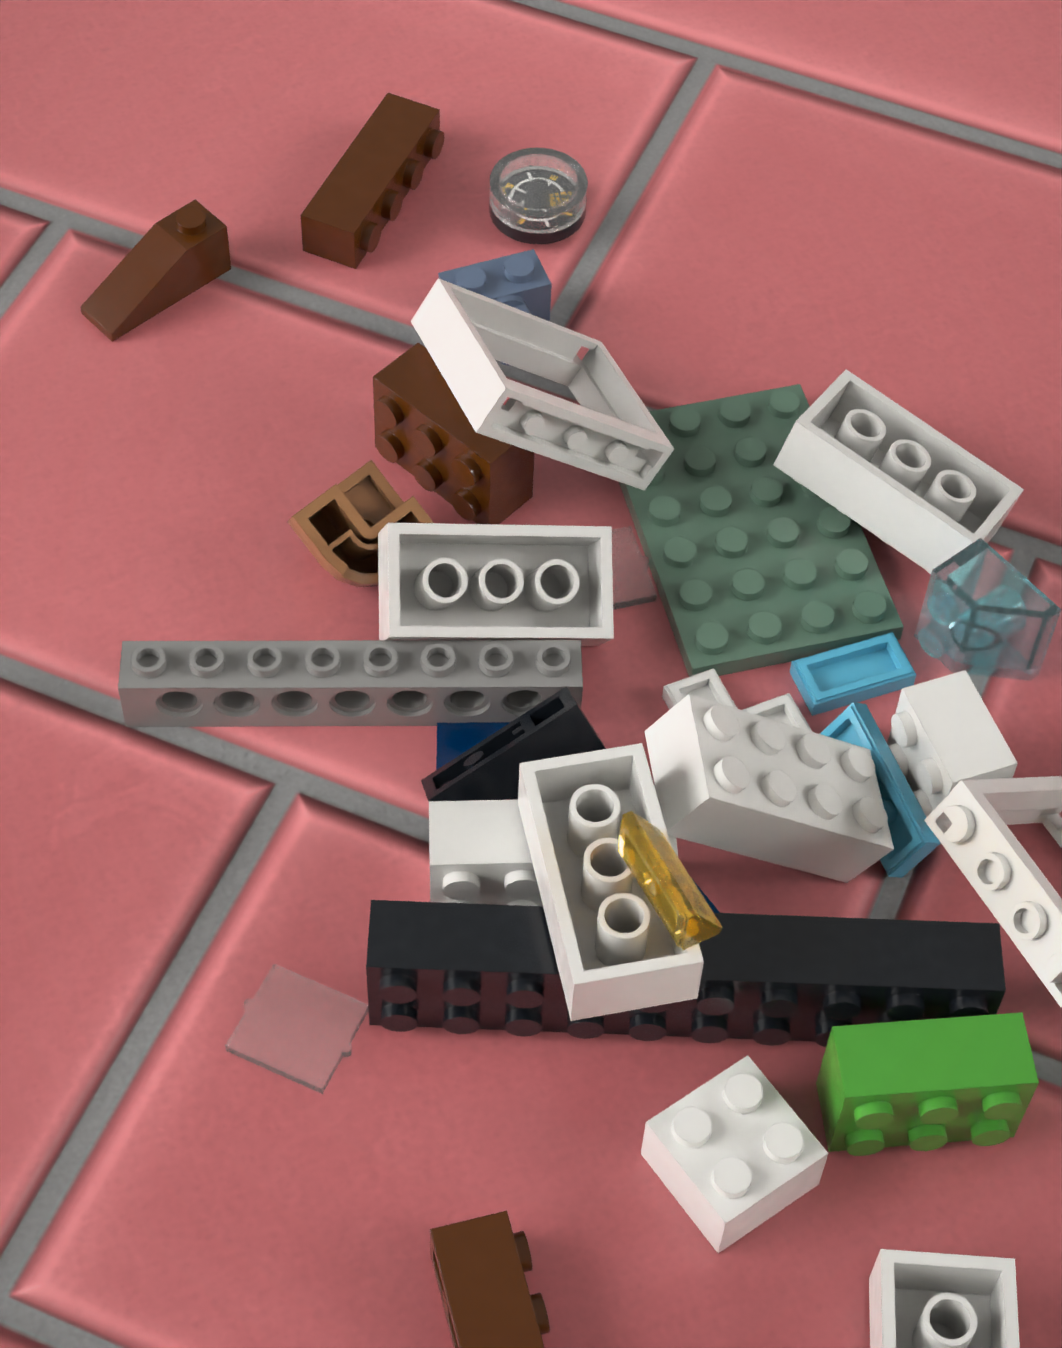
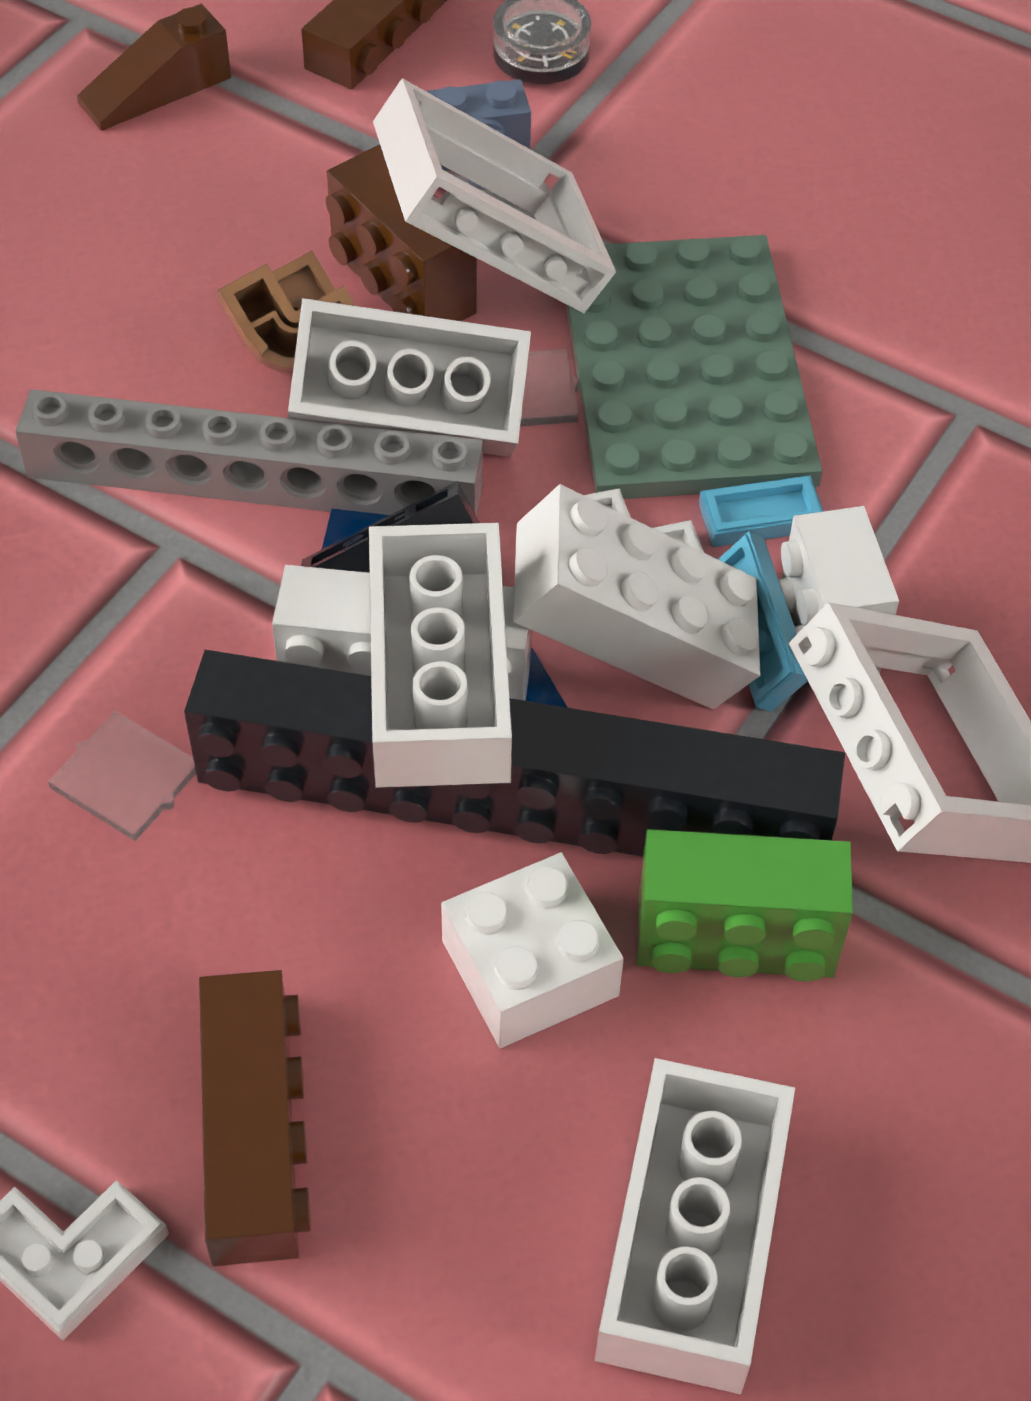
camera: 10 degrees right, 0 degrees up
(666, 882) = (488, 653): clear yellow slope -> none
(895, 473) = (841, 325): white brick -> none
(985, 616) = (904, 465): clear light blue slope -> none

